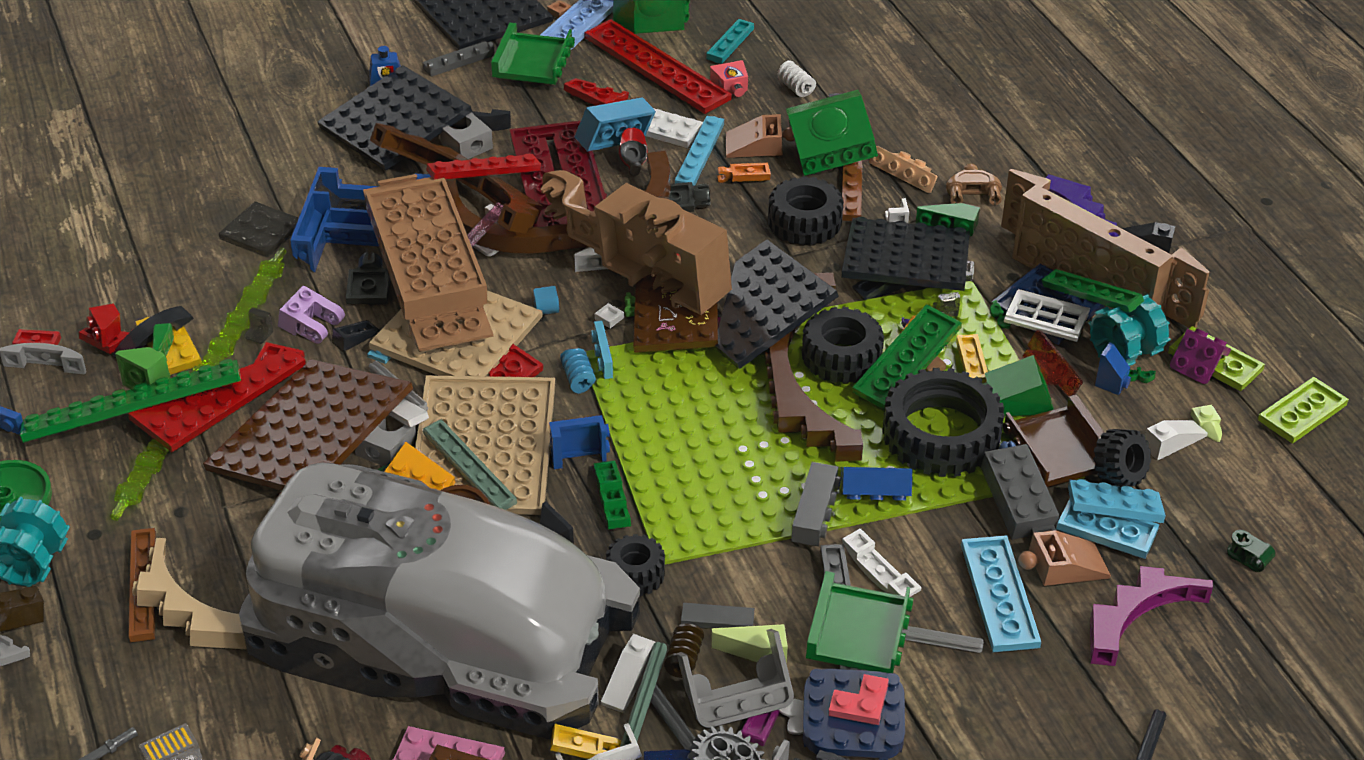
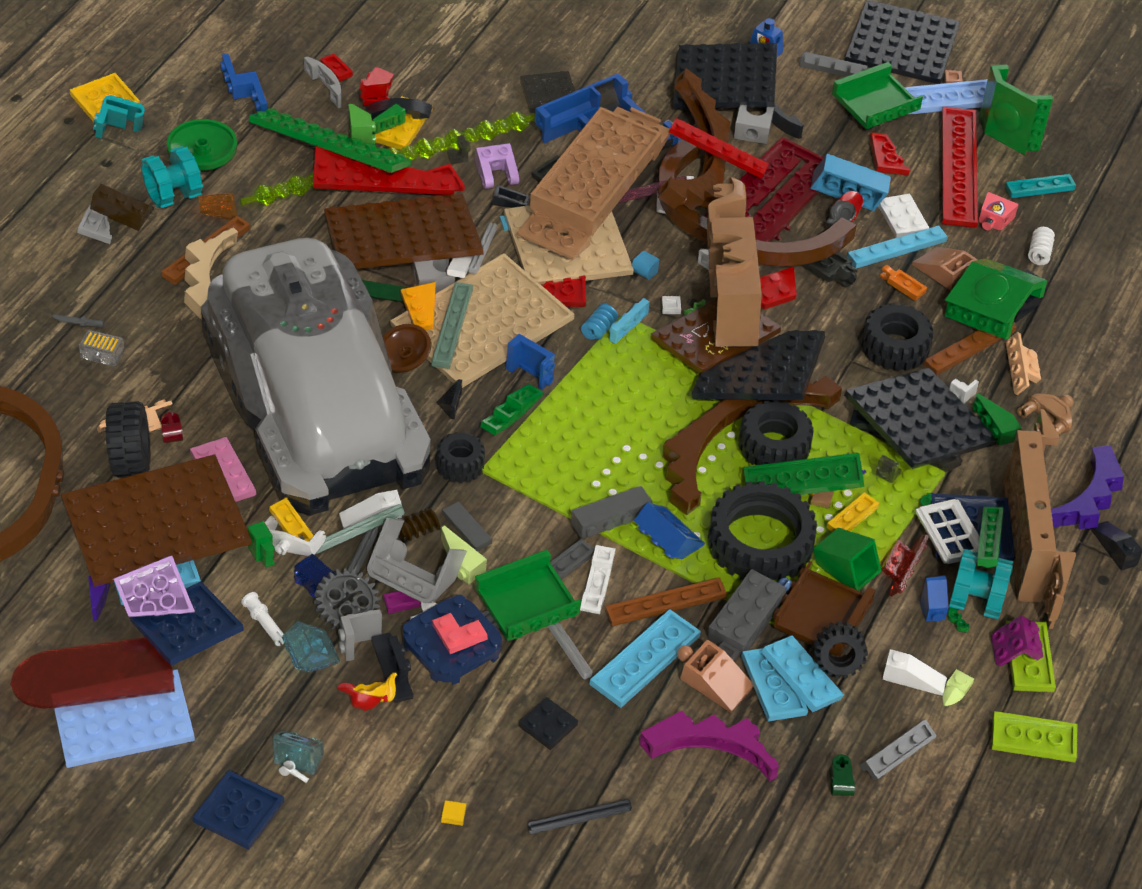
camera: 45 degrees right, 5 degrees up
(97, 536) = (218, 205): none -> clear orange wing
(949, 537) = (663, 601): none -> dark orange plate
(1012, 711) = (548, 723): none -> black plate
(1248, 497) = (898, 750): none -> hinge

